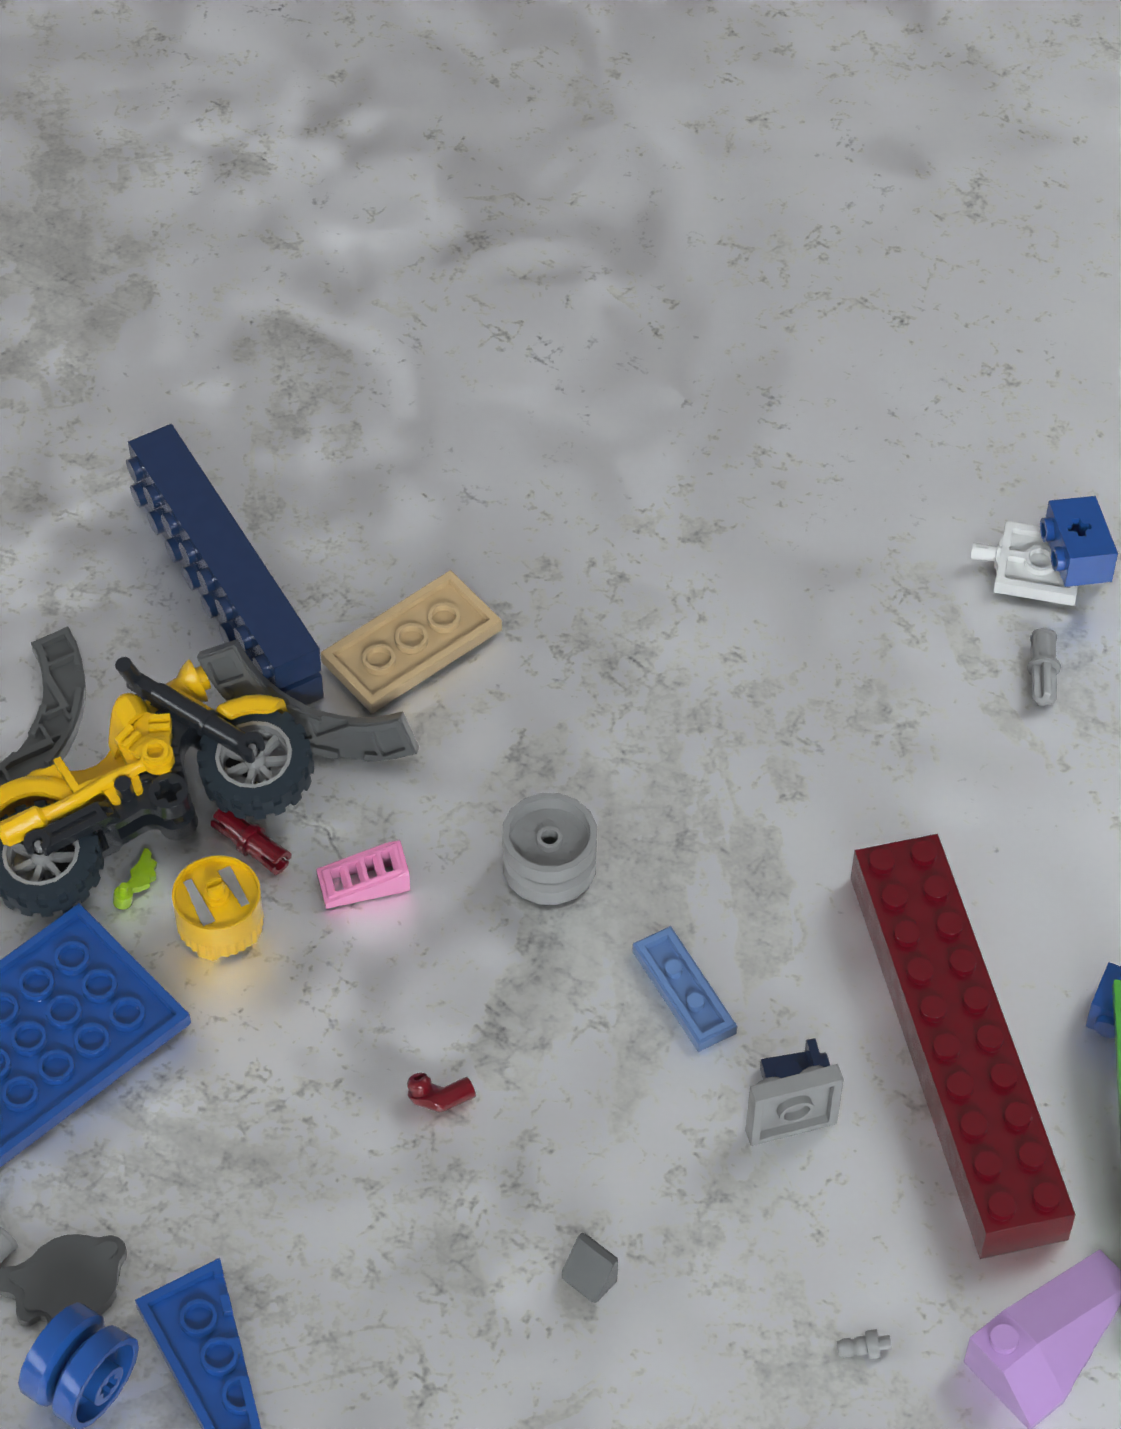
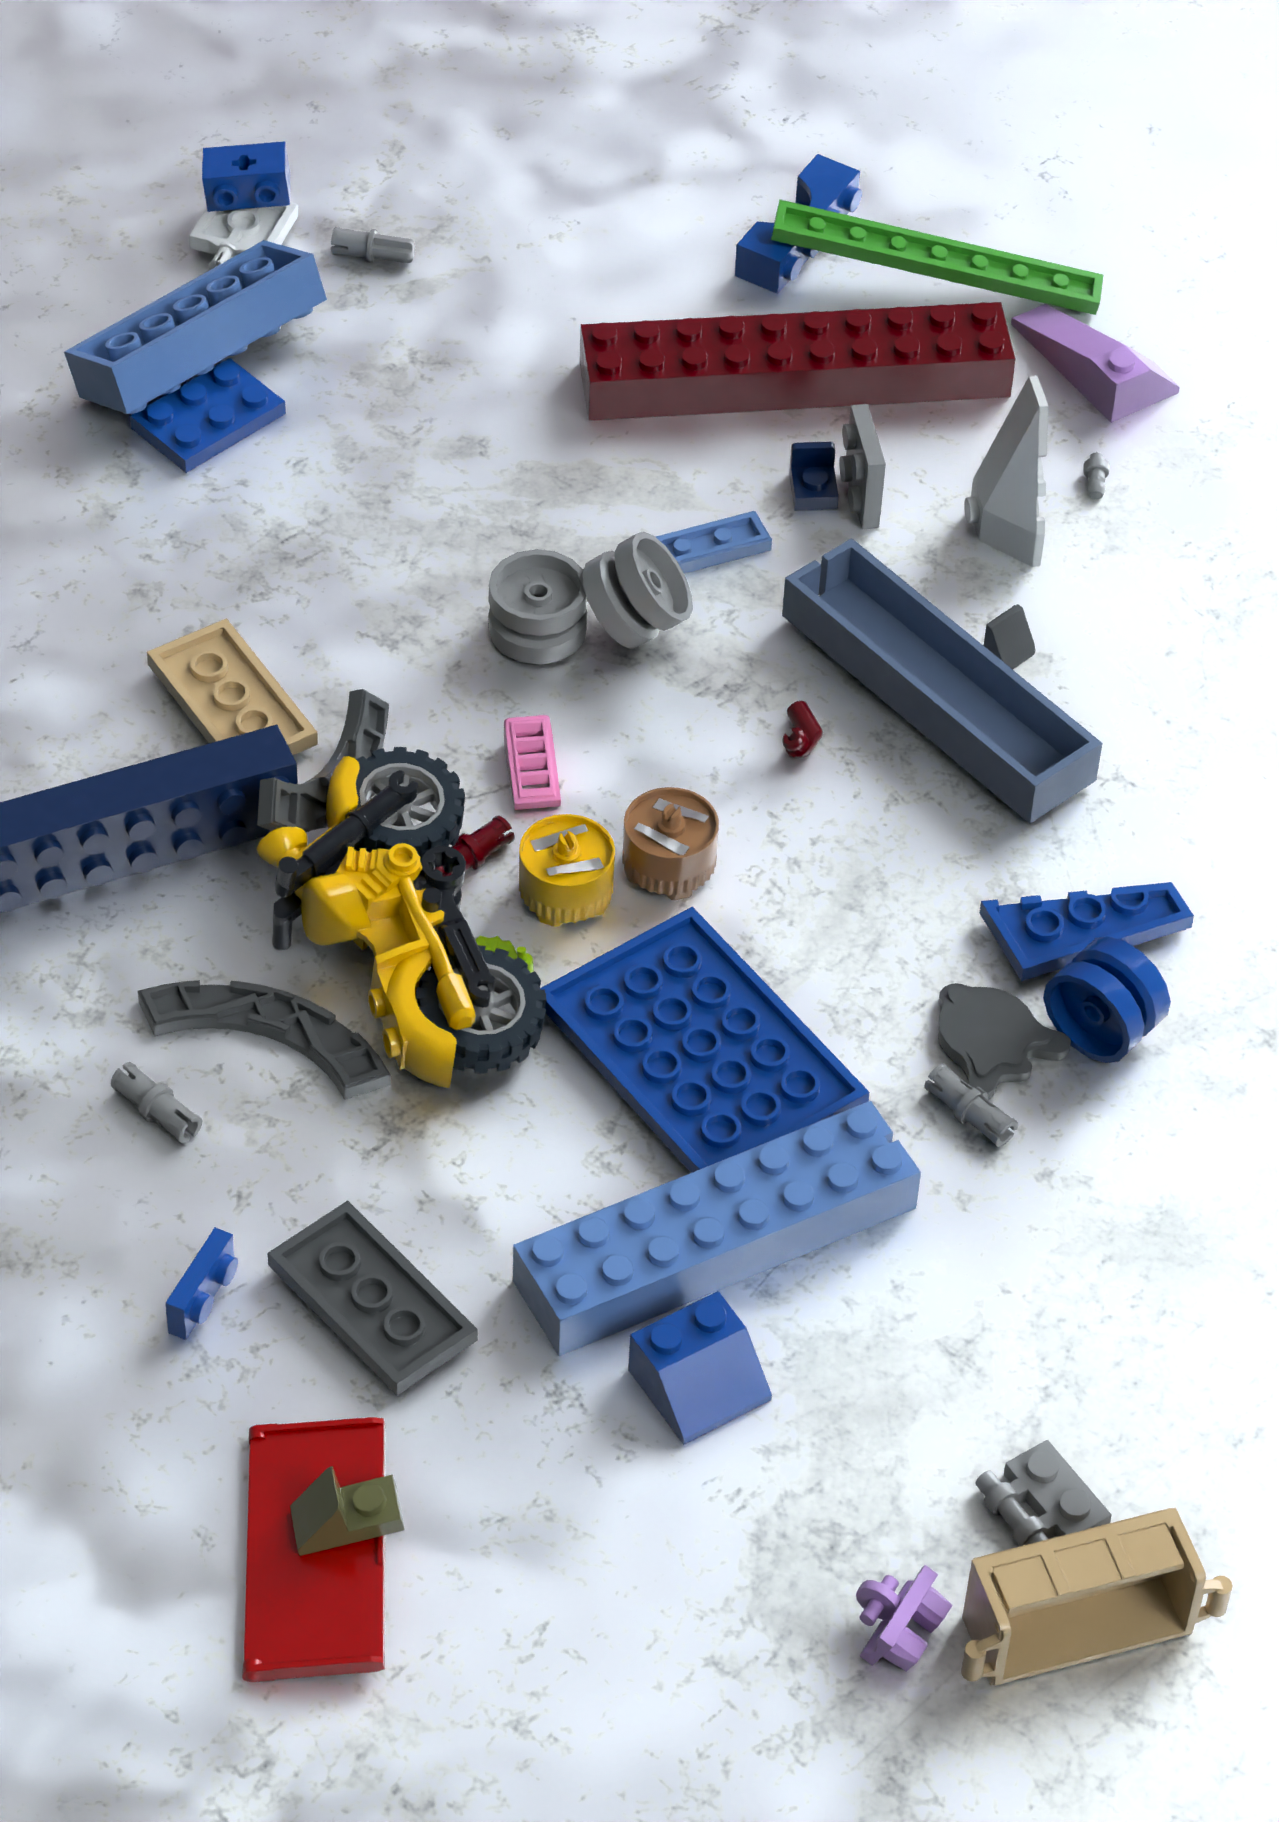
camera: 85 degrees left, 5 degrees down
(260, 984) = (670, 841): none -> medium nougat piece
(504, 1201) = (942, 680): none -> sand blue piece
(570, 942) = (637, 590): none -> light grey wheel
(778, 576) = (207, 415): none -> blue plate
(778, 1244) = (1012, 479): none -> white wedge
(864, 537) = (195, 327): none -> medium blue brick

